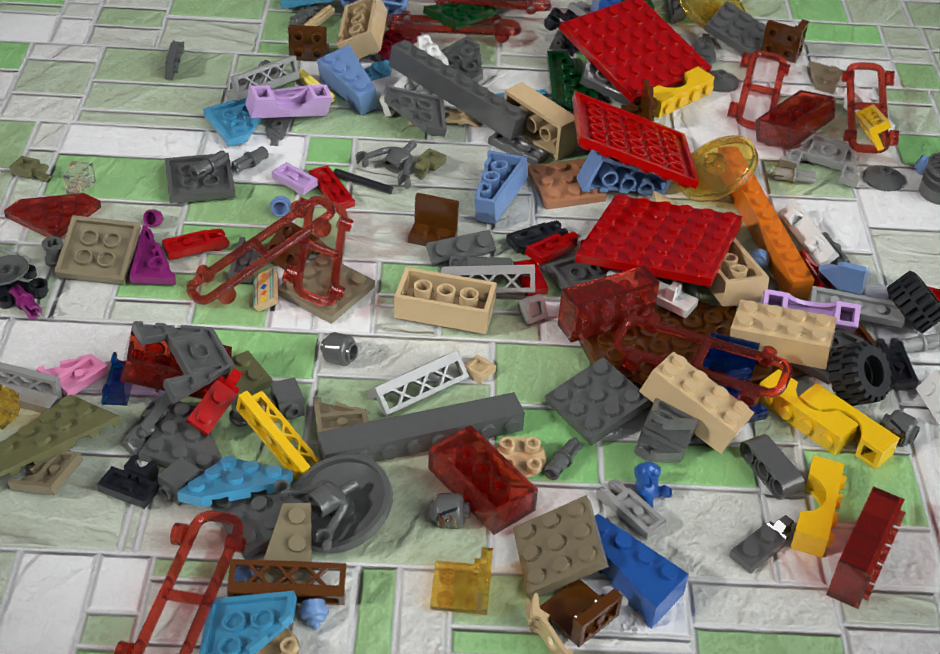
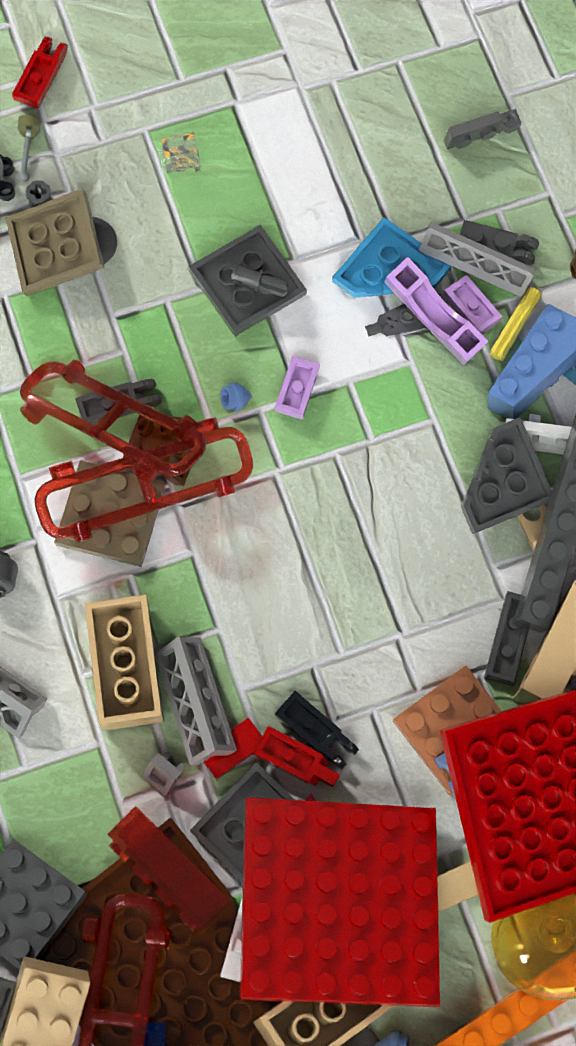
camera: 70 degrees right, 30 degrees up
(28, 166) = (178, 91): olive plate -> none
(51, 214) = (115, 161): clear red plate -> none
(149, 262) = (67, 304): magenta wing -> none
(153, 218) = (149, 268): magenta hinge -> none
(195, 243) = (121, 333): red hinge -> none
(249, 159) = (310, 318): dark grey axle -> none
(266, 289) = (72, 448): tan tile -> none
(331, 187) = (305, 438): red tile -> none
(363, 181) = (337, 470): black bar -> none
(395, 161) = (393, 493): dark grey piece -> none
(429, 161) = (415, 535): olive plate -> none
(434, 219) = (265, 595): reddish brown bracket -> none
(471, 244) = (247, 642): dark grey plate -> none
(478, 261) = (228, 680): dark grey hinge -> none
(479, 368) = (38, 744): tan tile -> none
(499, 184) = (389, 644): medium blue wedge -> none

